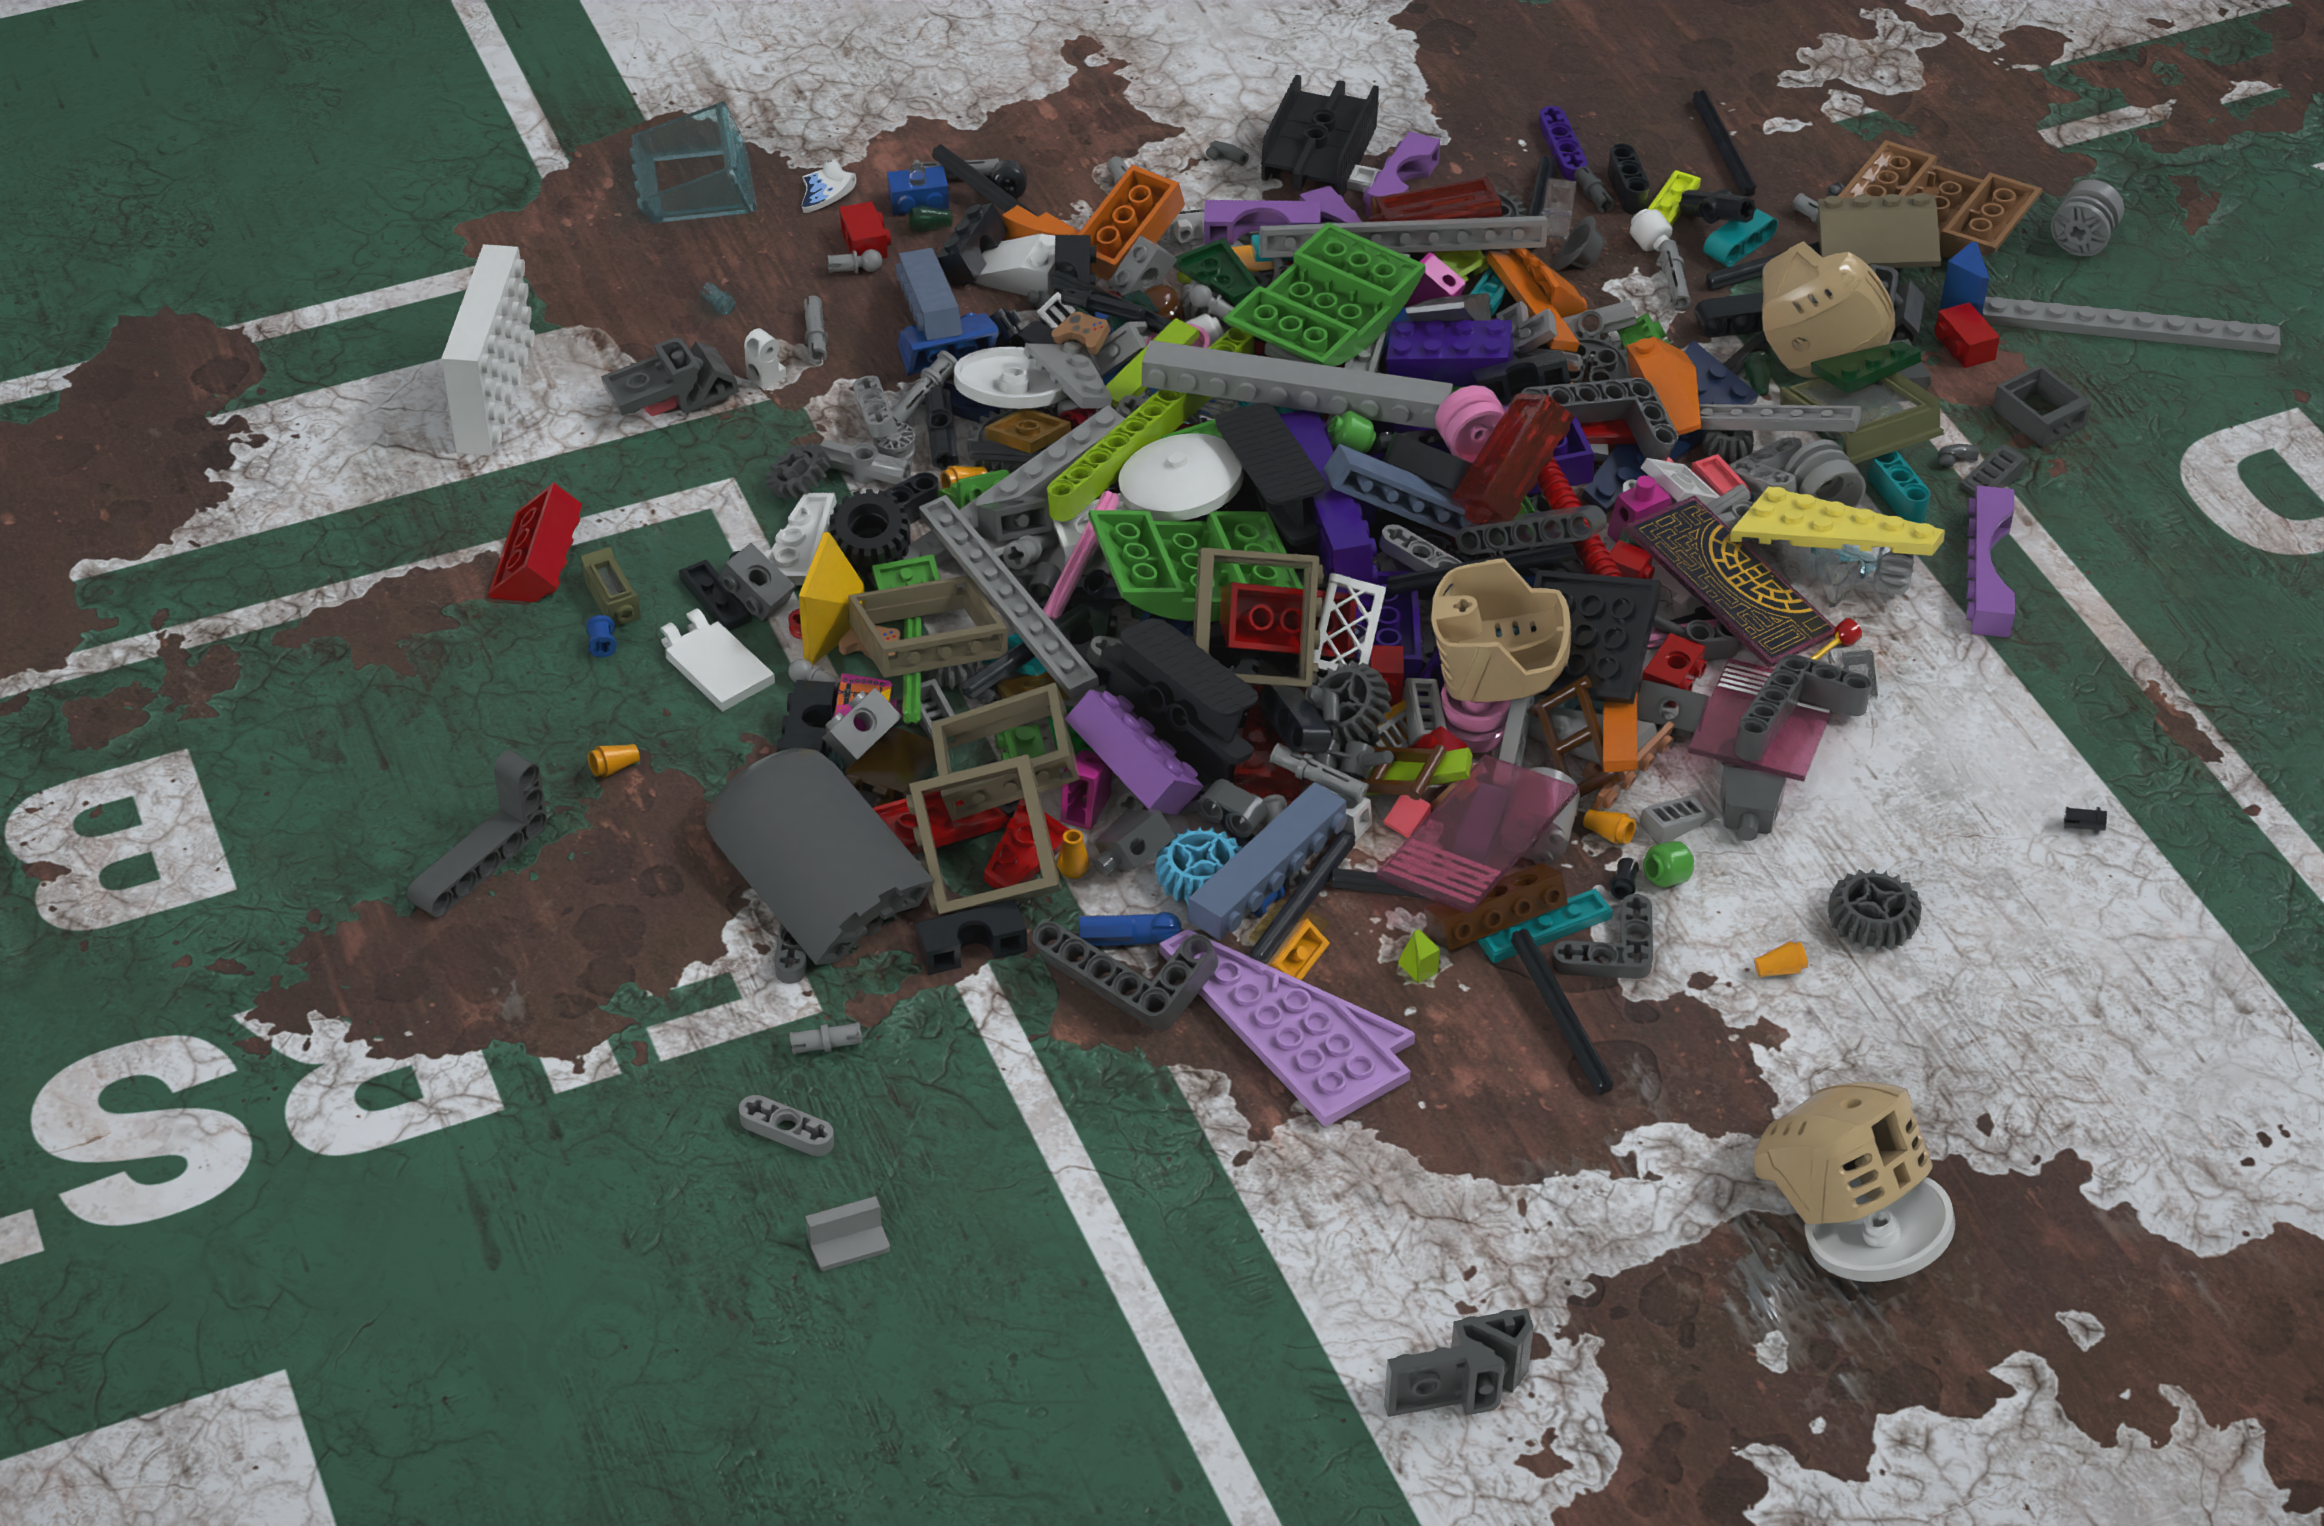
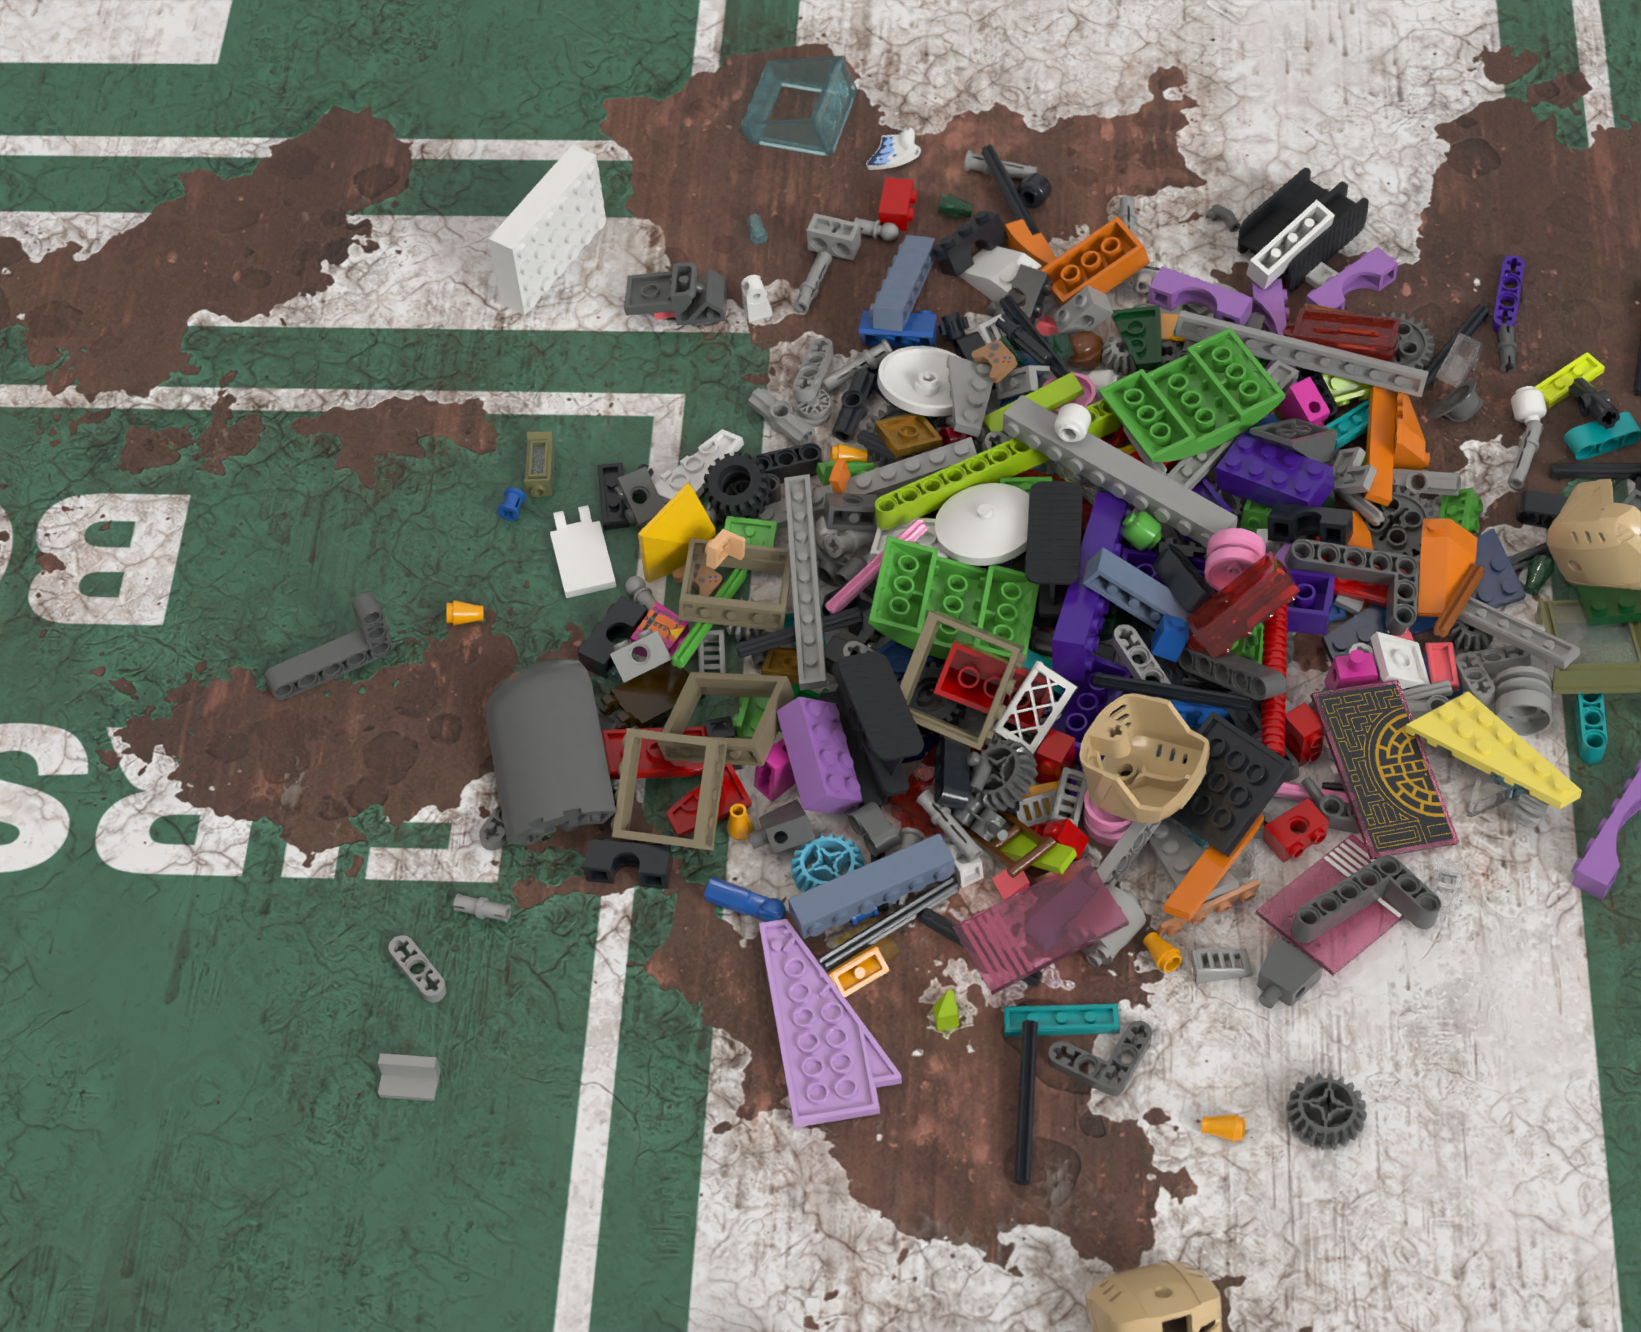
camera: 30 degrees right, 10 degrees up
(536, 547) = (508, 410): red slope -> none
(798, 471) = (726, 408): dark grey gear -> none
(815, 276) = (834, 236): none -> light grey brick
(899, 584) = (722, 545): none -> light nougat bracket
(917, 186) = (959, 177): blue piece -> none
(983, 484) = (839, 476): none -> orange tile
(1122, 979) = (712, 944): dark grey beam -> none
(1202, 297) = (1113, 354): light grey pin -> none
(1228, 343) = (1072, 422): none -> white head
(1327, 145) = (1281, 251): none -> white brick
(1445, 521) = (1170, 637): none -> blue brick
(1507, 904) = (1041, 992): reddish brown brick -> none
(1592, 731) = (1157, 870): reddish brown piece -> none
(1624, 880) = (1140, 1009): black pin -> none
(1628, 178) = (1540, 348): black beam -> none
(1655, 695) = (1254, 860): dark grey brick -> none
(1668, 864) = (1186, 1005): bright green head -> none
(1708, 409) = (1458, 600): none -> dark orange axle
(1845, 634) = (1459, 848): red hinge -> none
(2085, 819) = (1555, 1096): black pin -> none

